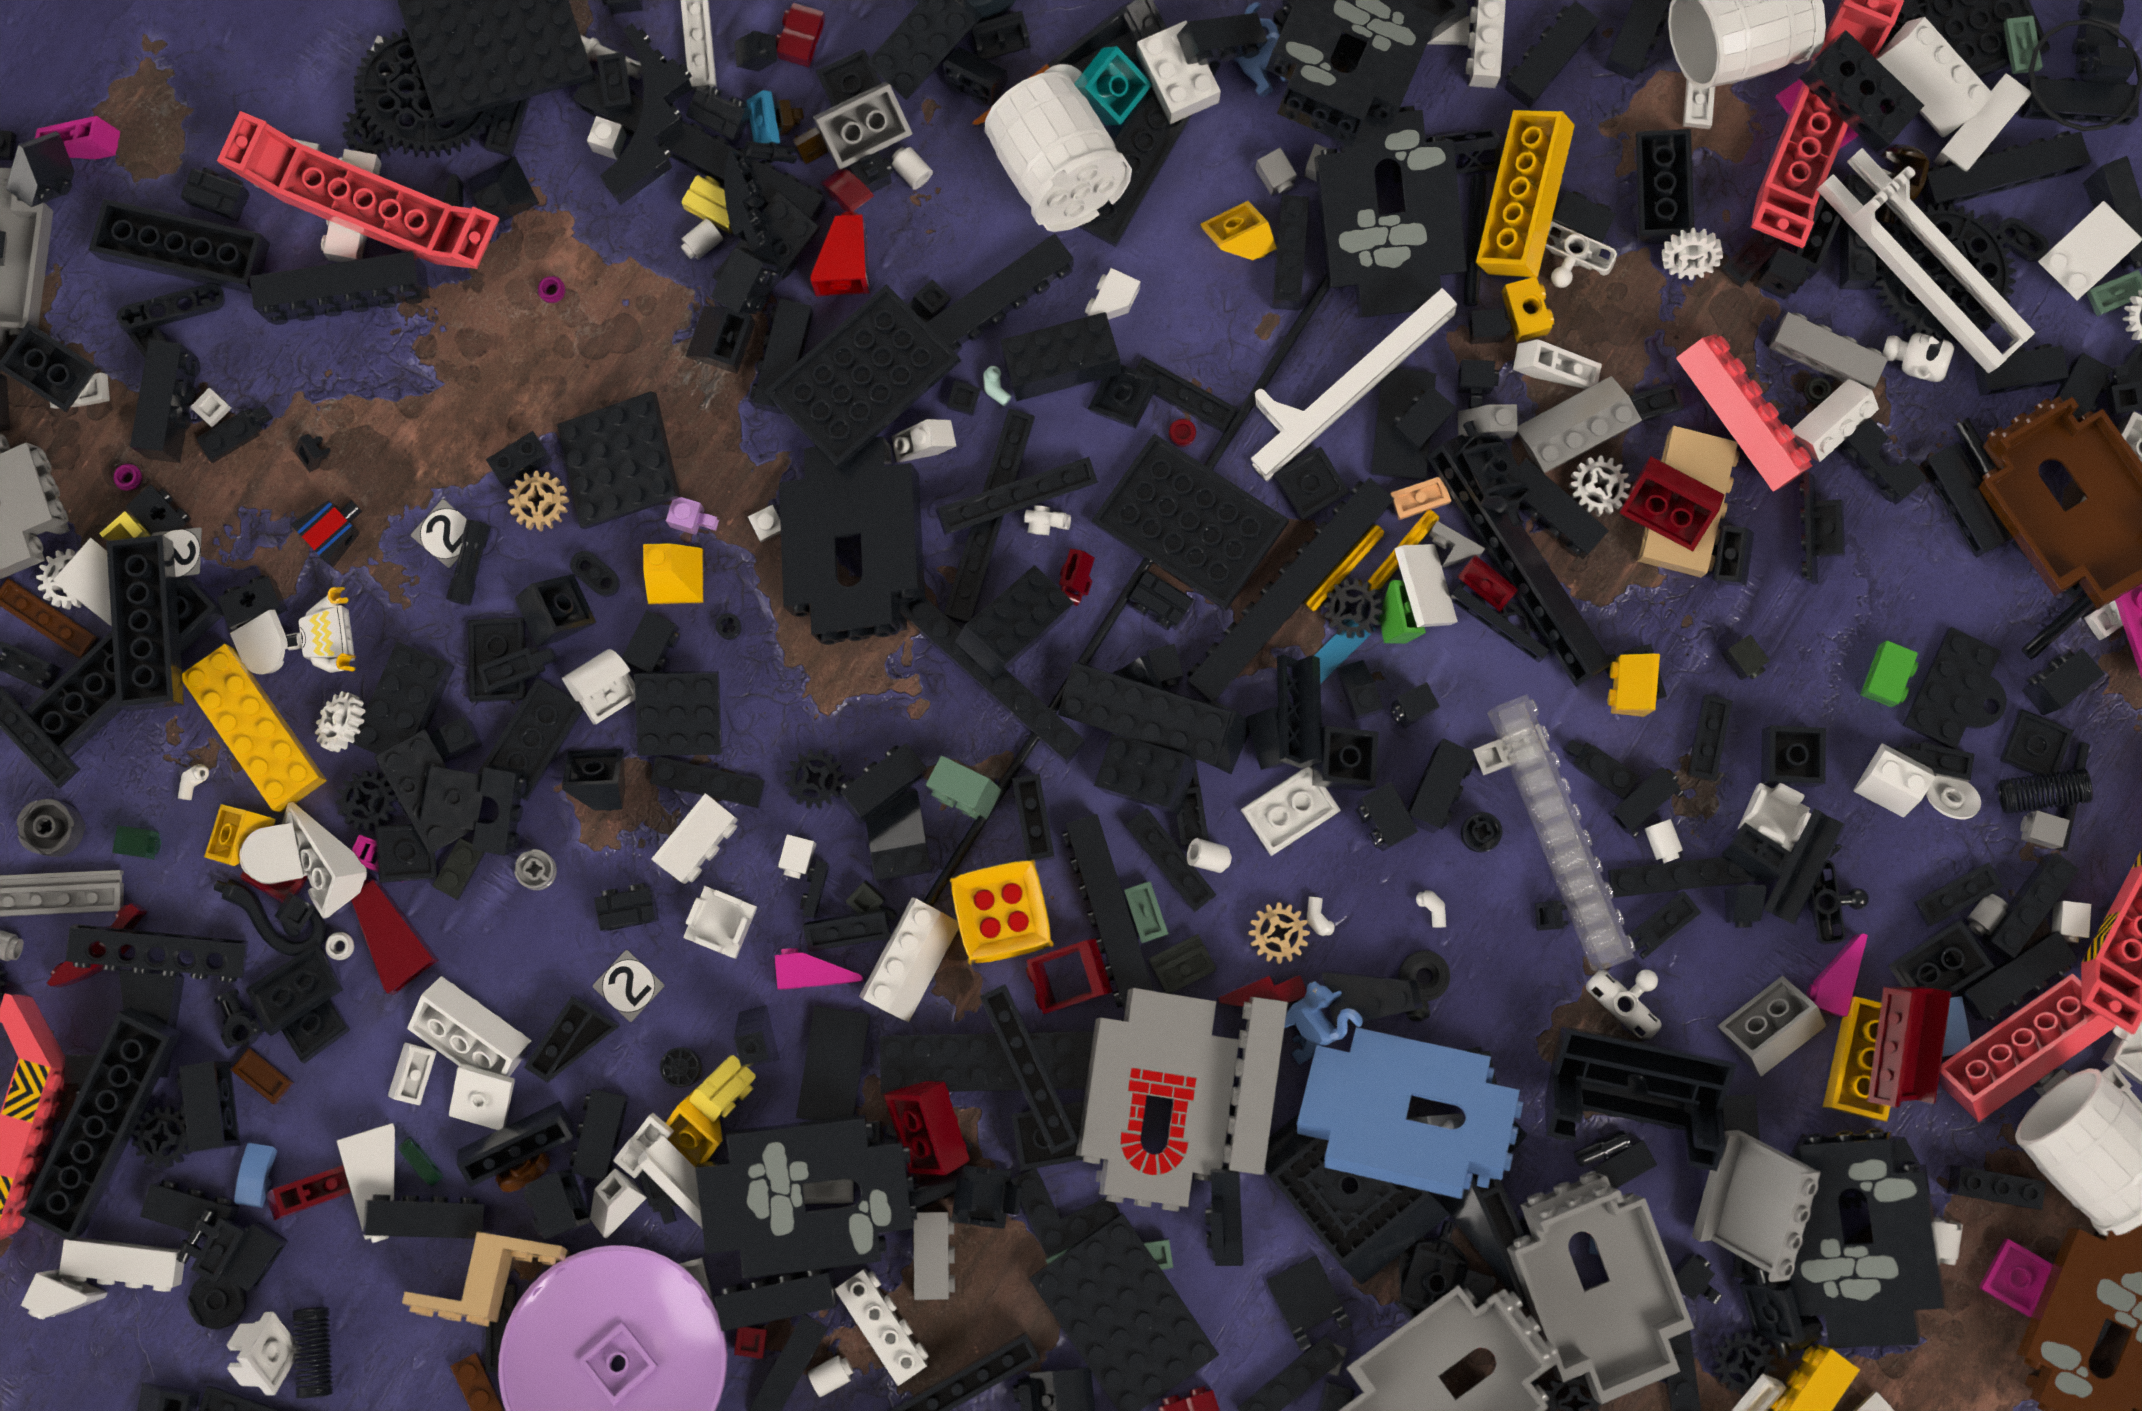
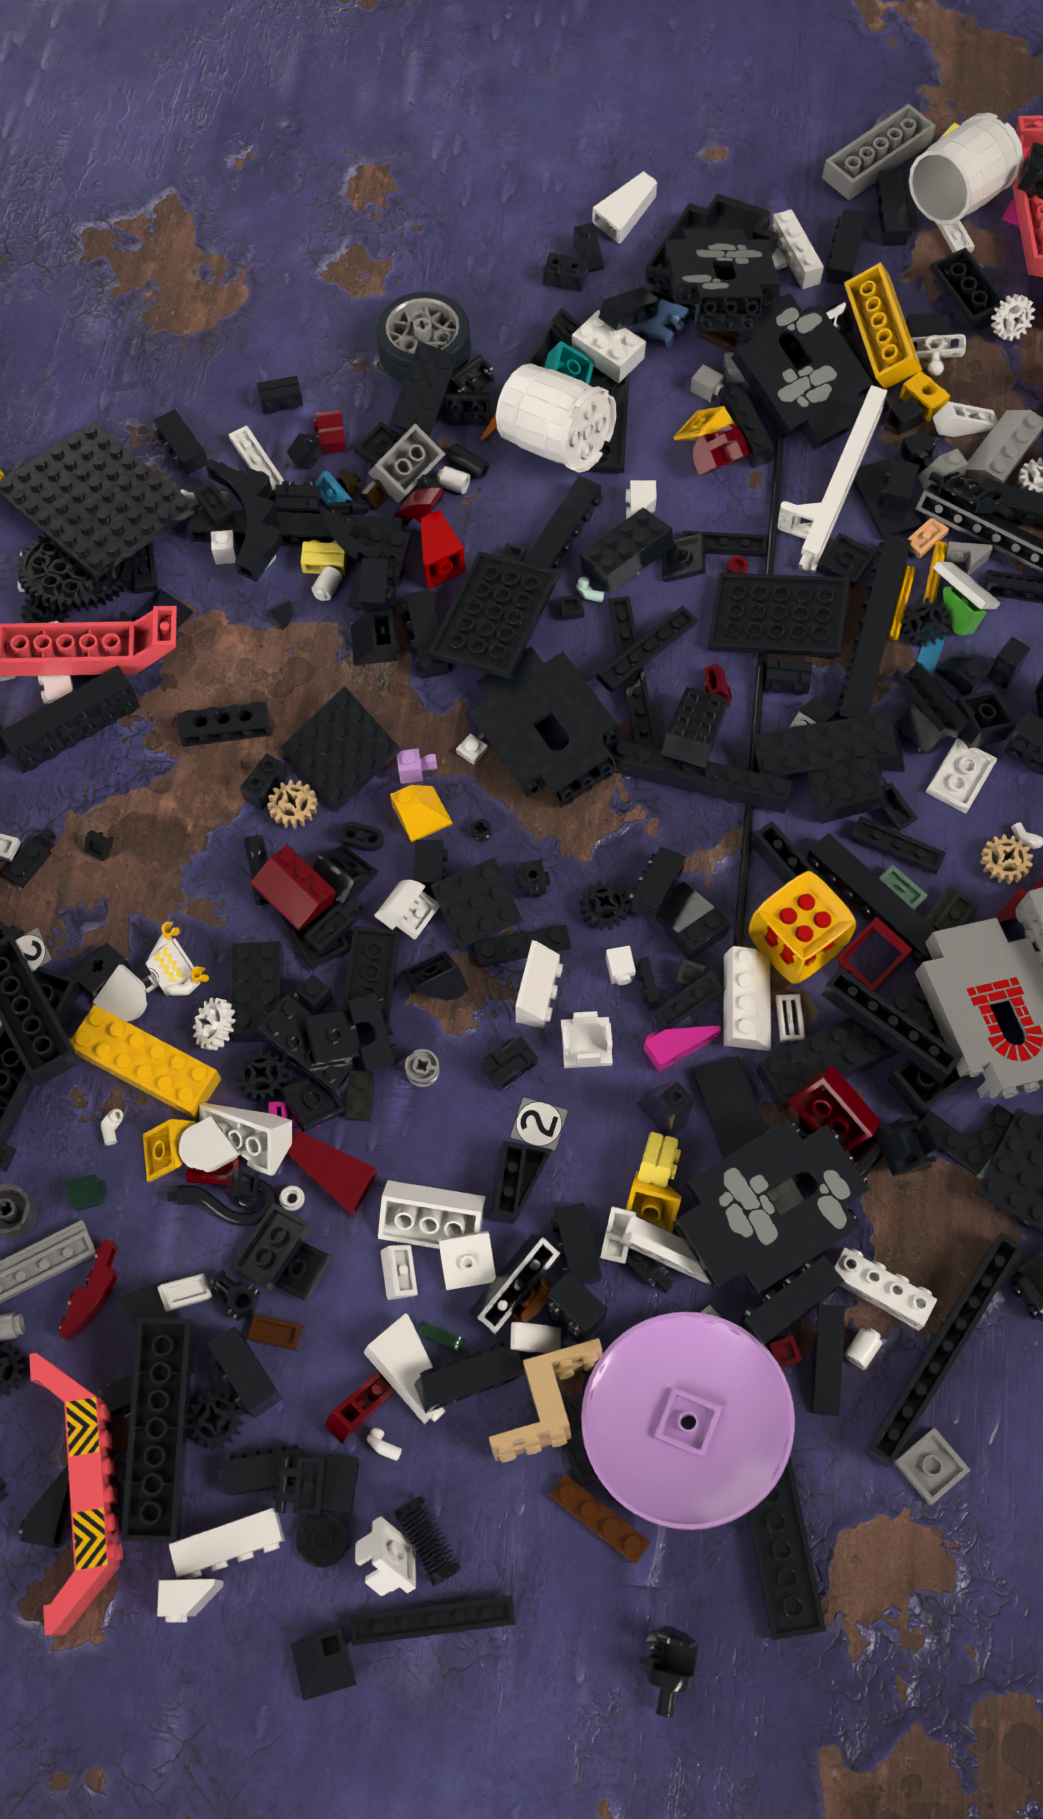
camera: 25 degrees left, 15 degrees down
(81, 953) = (206, 1240): black brick -> none
(187, 996) = (184, 1292): none -> white tile
(253, 1175) = (307, 1415): medium blue slope -> none
(310, 1238) = (382, 1447): none -> white arm
(329, 529) = (138, 893): torso -> none
(442, 533) = (228, 861): sticker -> none
(488, 607) = (293, 888): none -> dark red slope
(507, 1209) = (535, 1337): none -> white slope
(546, 283) = (228, 657): magenta plate -> none
(546, 385) = (233, 730): none -> black brick
(614, 1201) = (617, 1291): white slope -> none
(636, 255) = (283, 614): none -> black tile
(680, 1067) = (614, 1163): black wheel -> none
(751, 704) = (532, 879): none -> black brick
(924, 440) = (562, 637): white slope -> none
(933, 1255) = (891, 1214): light grey brick -> none
(940, 148) = (467, 460): none -> black axle
(957, 975) = (791, 1037): none -> white tile
(964, 787) = (721, 856): sand green brick -> none
(1041, 519) = (673, 660): white plate -> none
(1208, 855) = (924, 827): white brick -> none
(1234, 276) = (719, 449): none -> dark red brick
(1487, 583) = (1006, 566): dark red plate -> none

